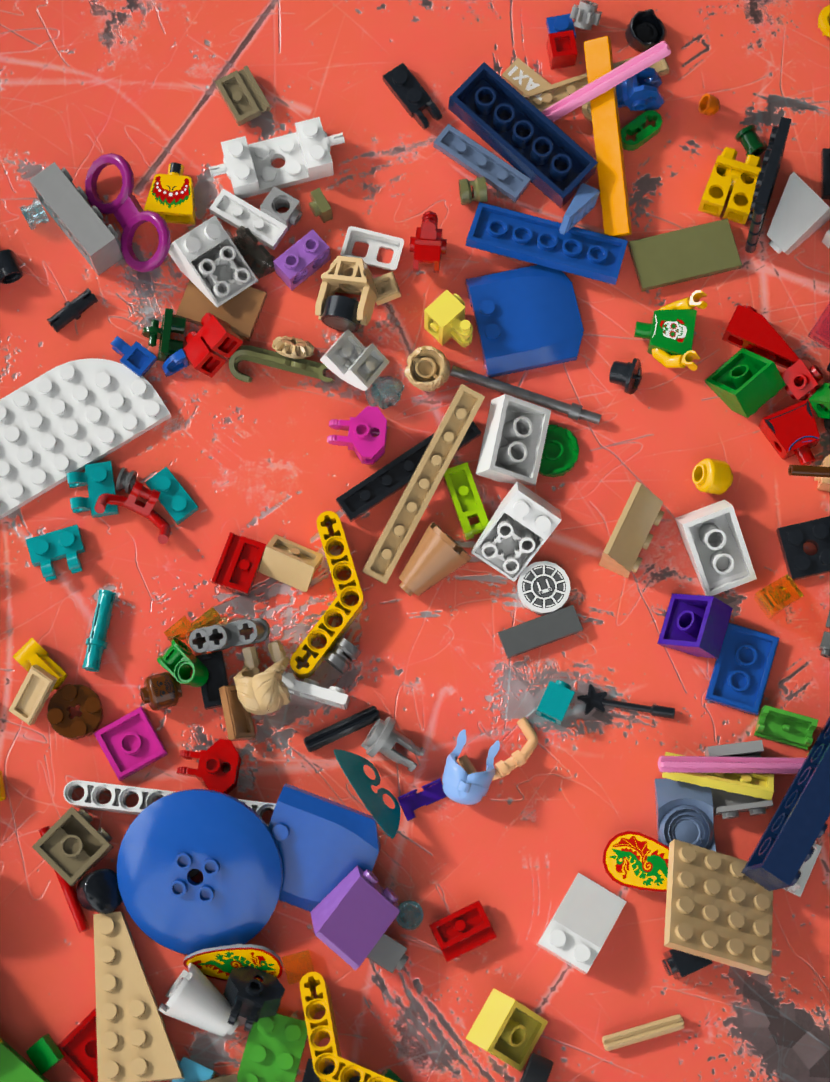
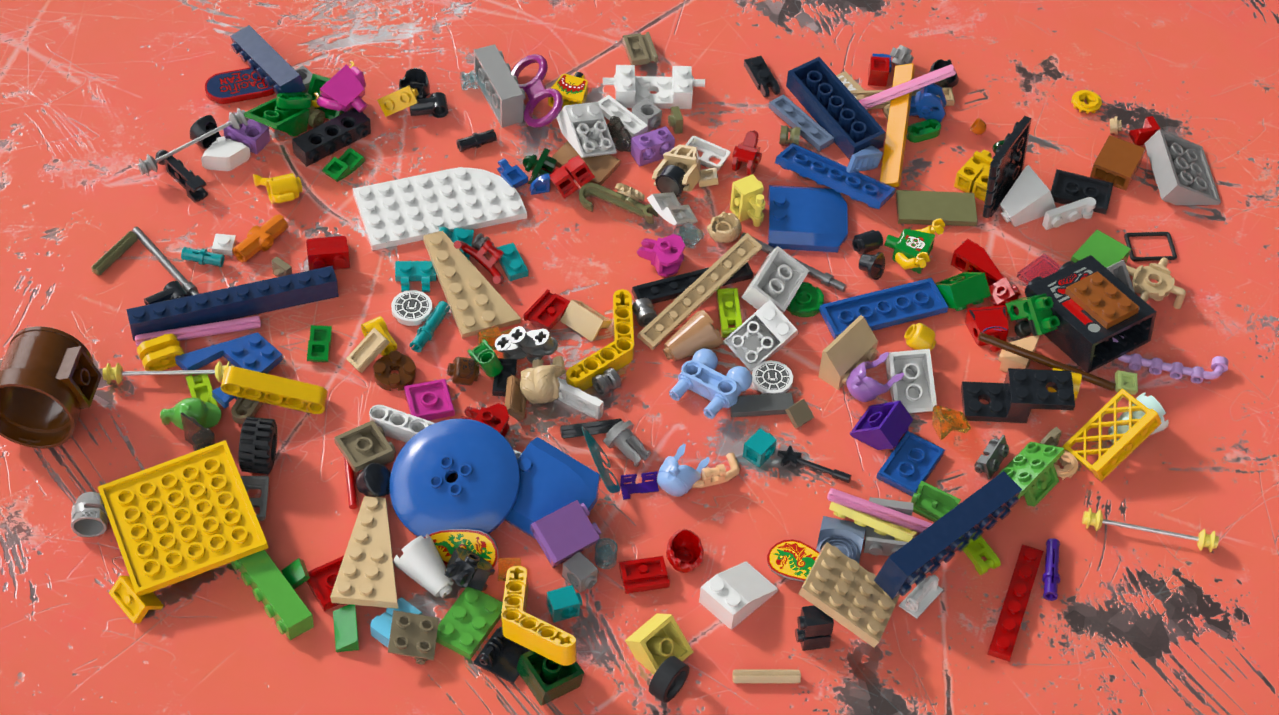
camera: 10 degrees right, 25 degrees down
(67, 605) = (411, 307): none -> white tile
(136, 569) = (470, 296): none -> tan wing
(361, 532) = (644, 311): none -> flat silver wheel
(379, 1002) = (563, 603): none -> teal brick
(470, 624) = (701, 378): none -> light blue piece
(503, 887) = (684, 551): none -> red hair
(590, 635) = (799, 413): none -> dark tan tile
(611, 338) = (867, 241): none -> black brick
(655, 439) = (885, 307): none -> blue plate
(656, 576) = (866, 388): none -> medium lavender hair

